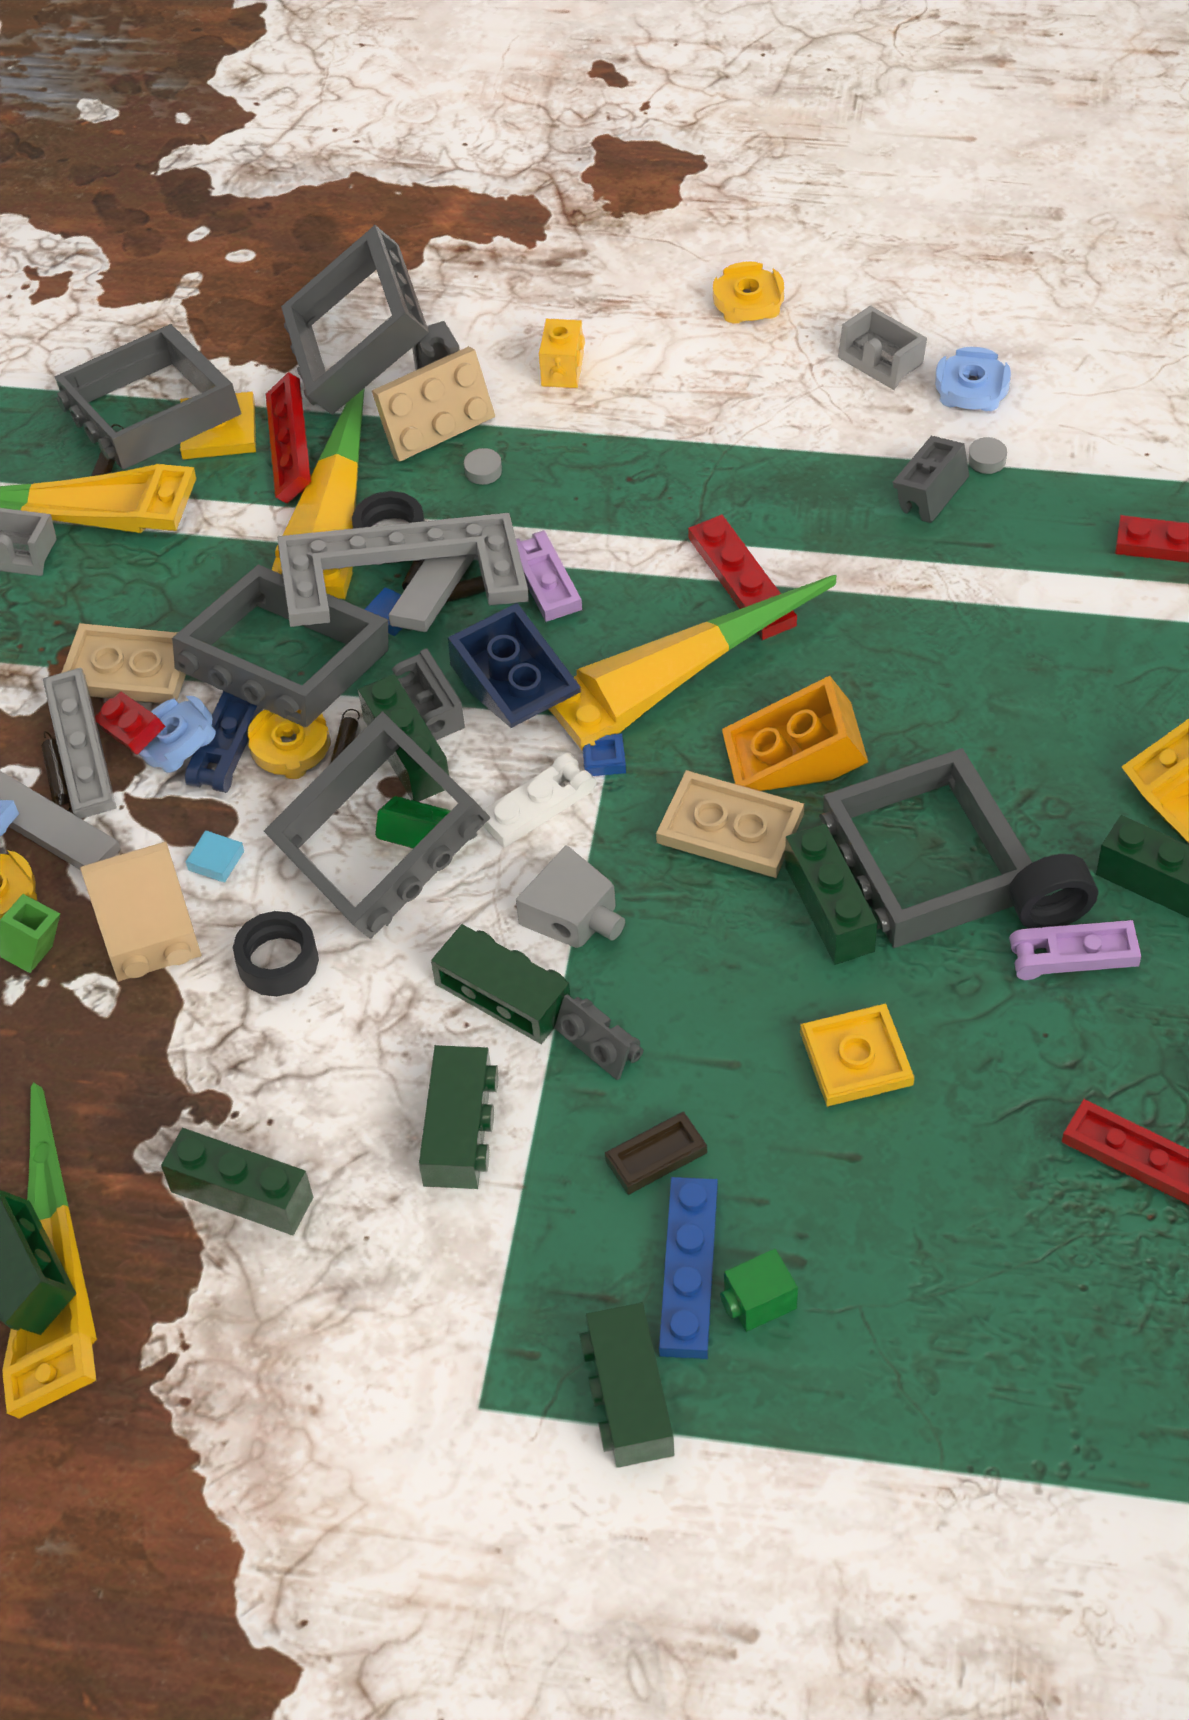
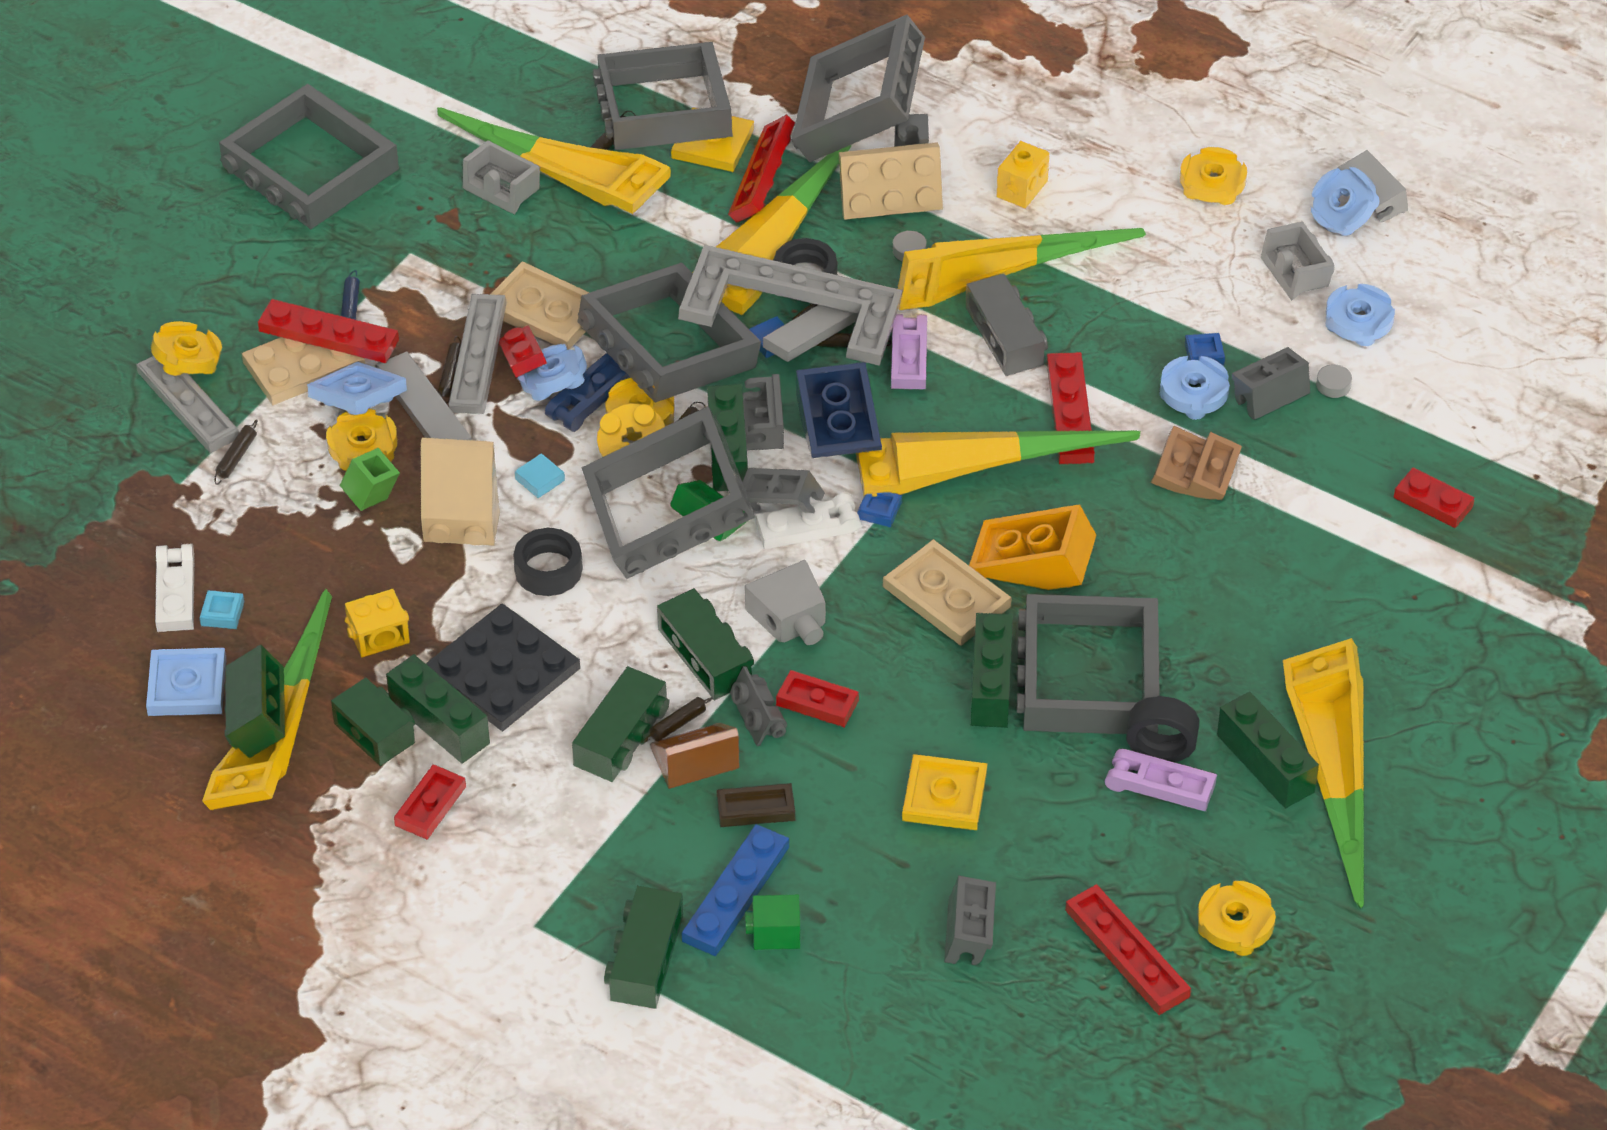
camera: 20 degrees right, 5 degrees down
(114, 1102) = (377, 623): none -> yellow head
(168, 1226) = (373, 721): none -> dark green brick
(282, 1301) = (430, 801): none -> red plate
(284, 1097) = (504, 665): none -> black plate
(285, 757) = (623, 420): none -> yellow plate
(498, 772) = (782, 487): none -> dark grey hinge
(517, 1084) = (678, 719): none -> dark brown piece
(554, 465) = (946, 267): none -> yellow plate
(559, 1115) = (697, 754): none -> dark orange slope
(629, 512) = (1005, 324): none -> dark grey brick
(658, 999) = (817, 698): none -> red plate
(841, 469) = (1205, 345): none -> blue tile
(850, 524) = (1192, 400): none -> light blue plate
(888, 253) = (1355, 212): none -> light blue plate
(904, 590) = (1196, 464): none -> medium nougat slope
(912, 246) = (1388, 188): none -> light grey hinge
(972, 1198) = (970, 919): none -> dark grey hinge

